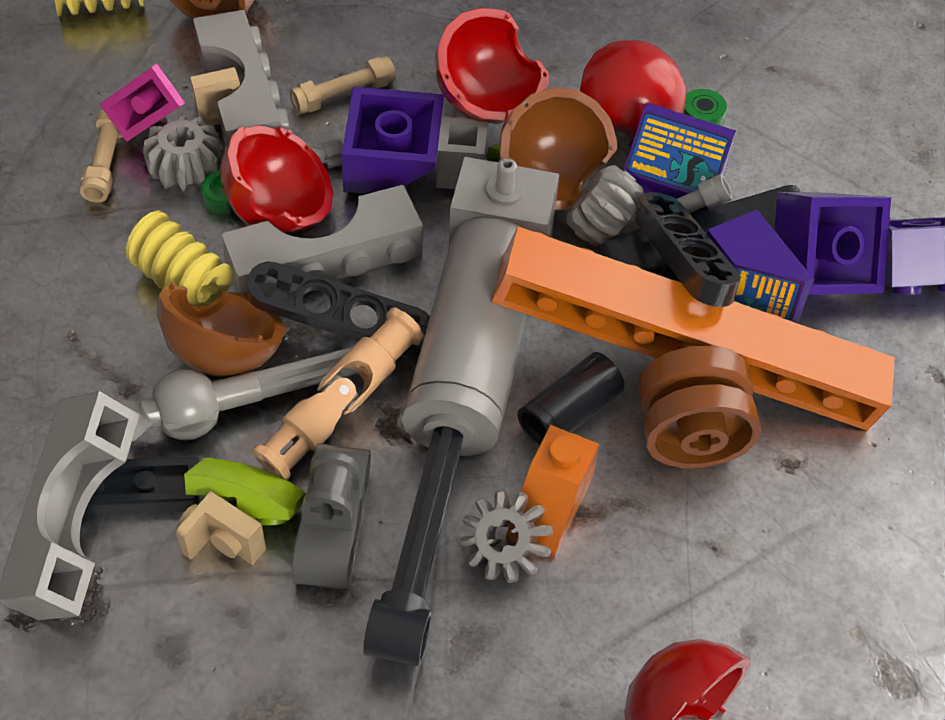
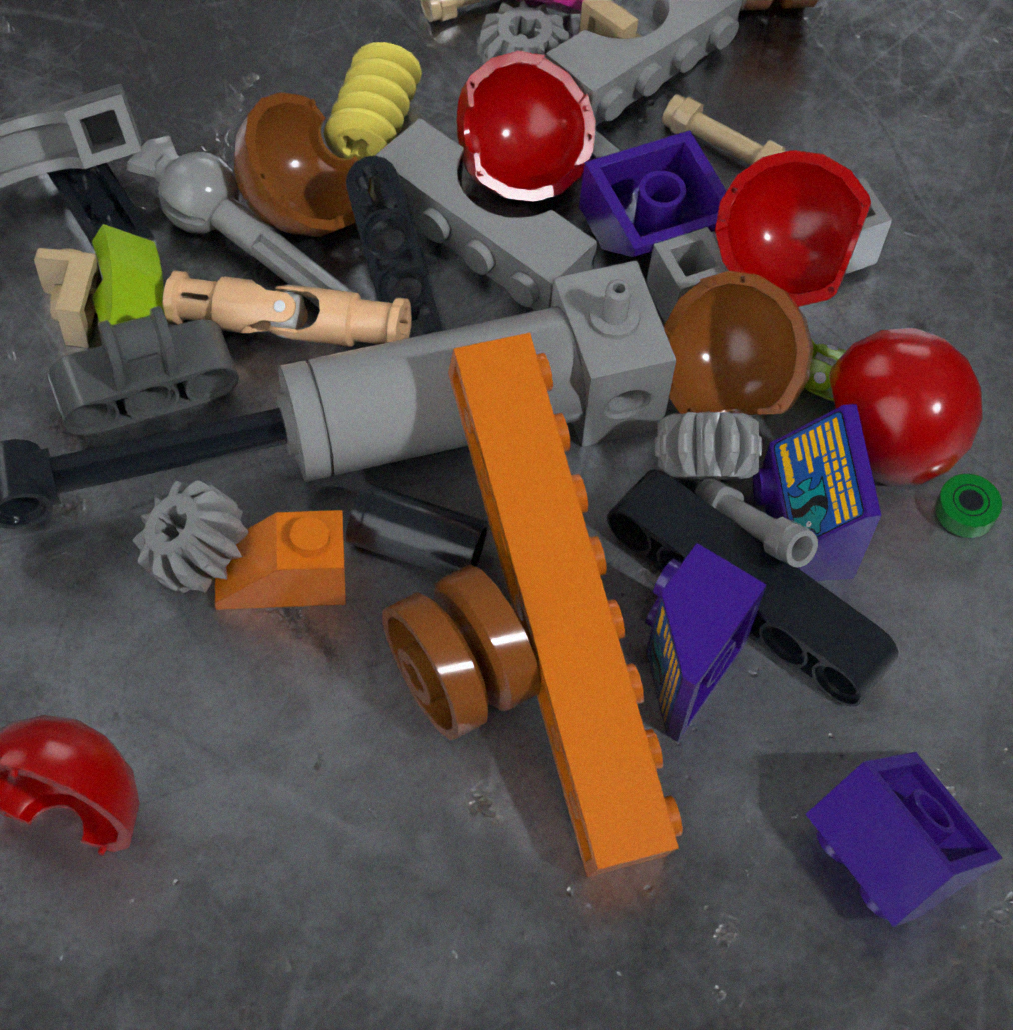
camera: 60 degrees right, 5 degrees up
(687, 250) = (659, 532): black beam -> none
(837, 239) = (810, 708): dark purple slope -> none

